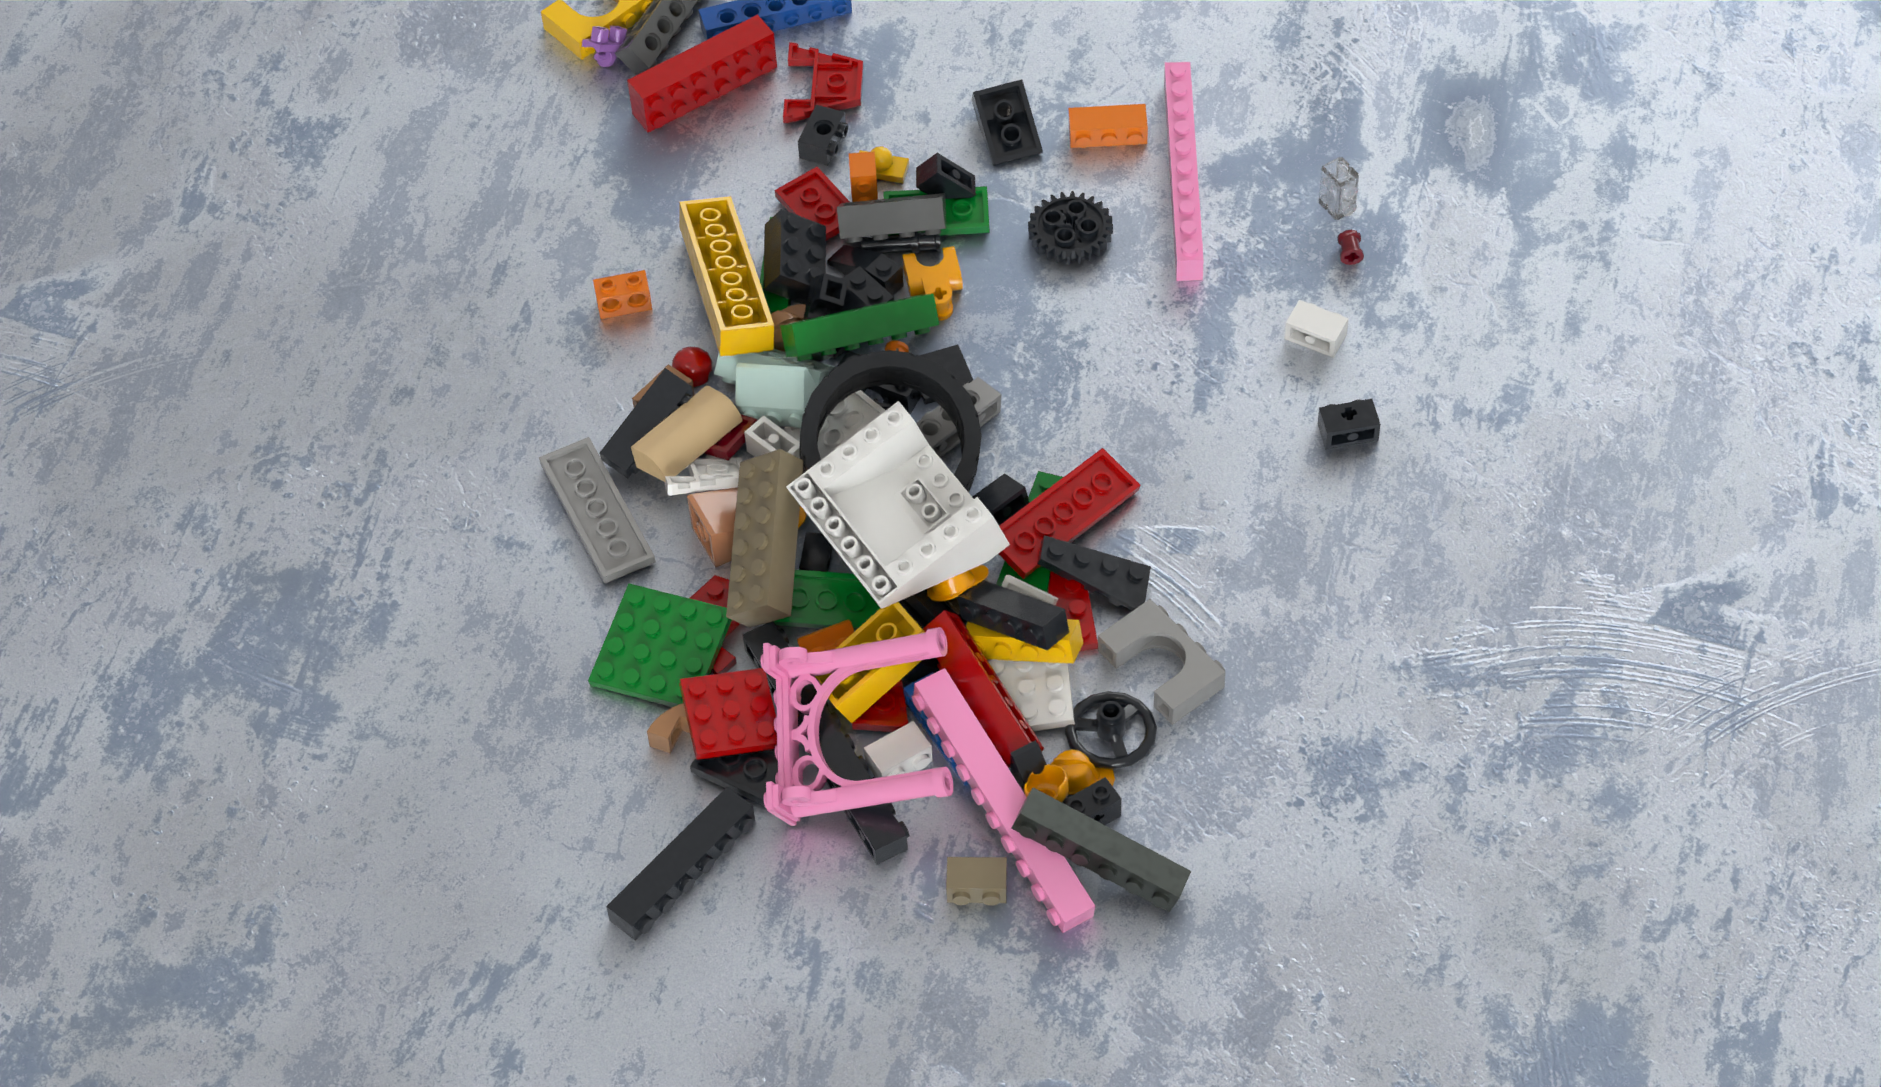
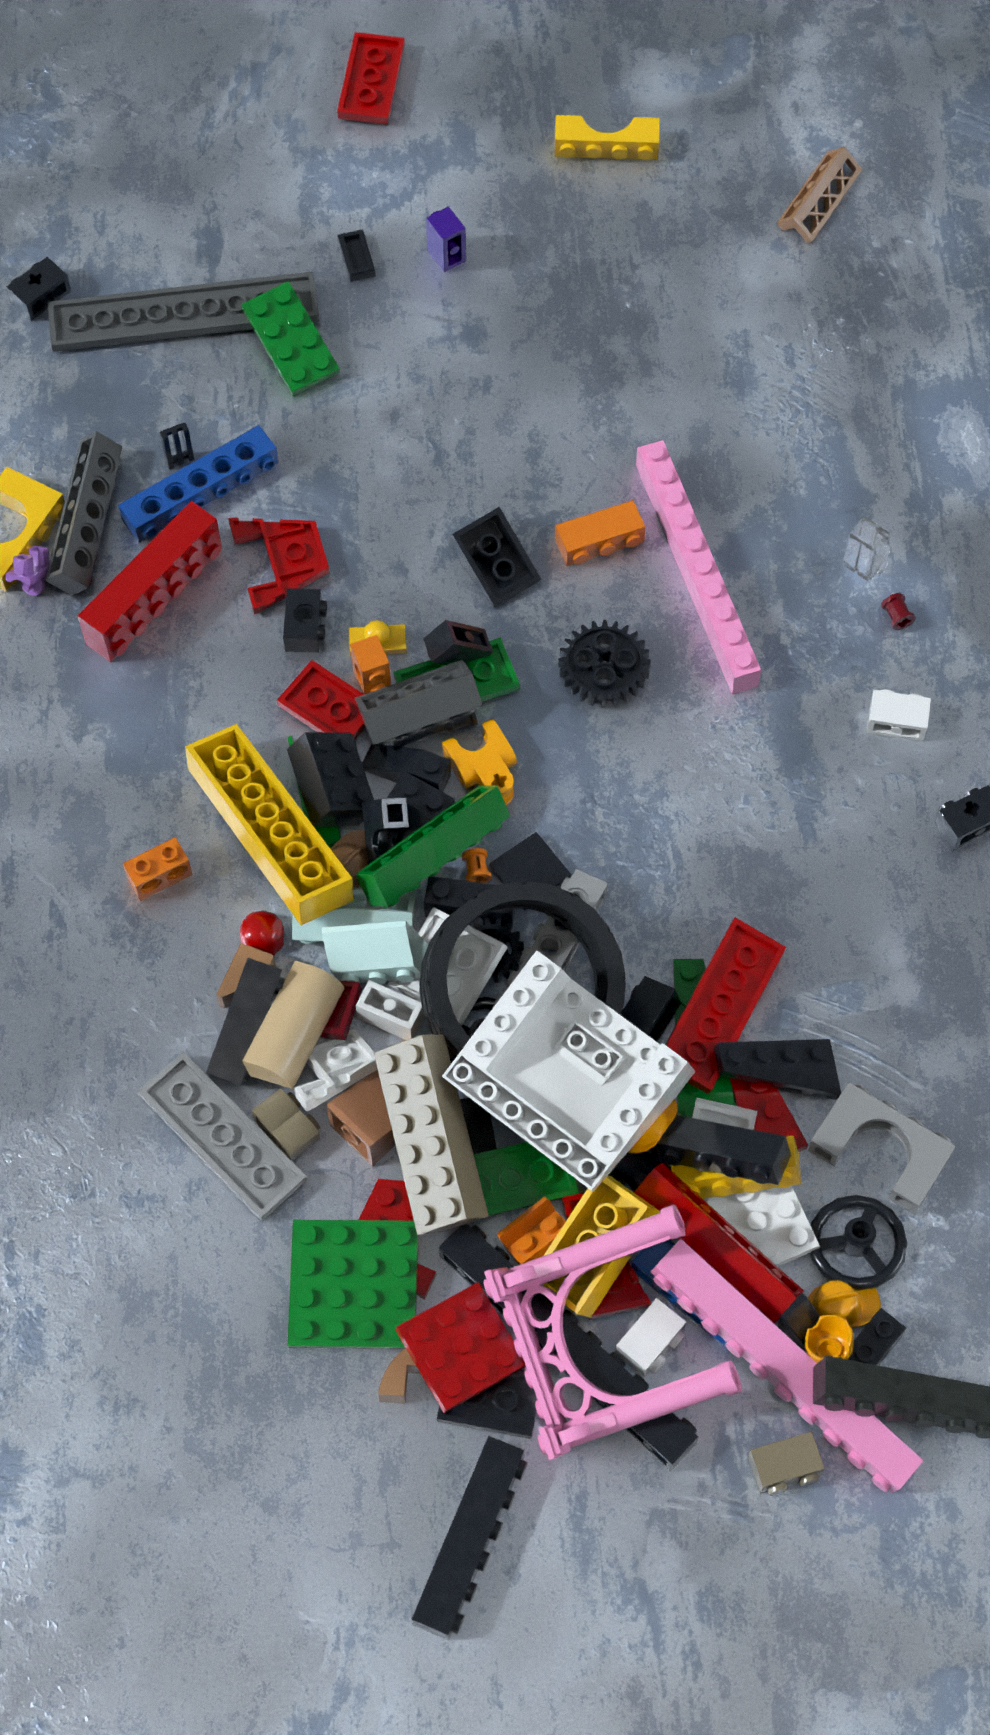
camera: 20 degrees left, 10 degrees up
(653, 513) = (286, 1124): none -> dark tan brick

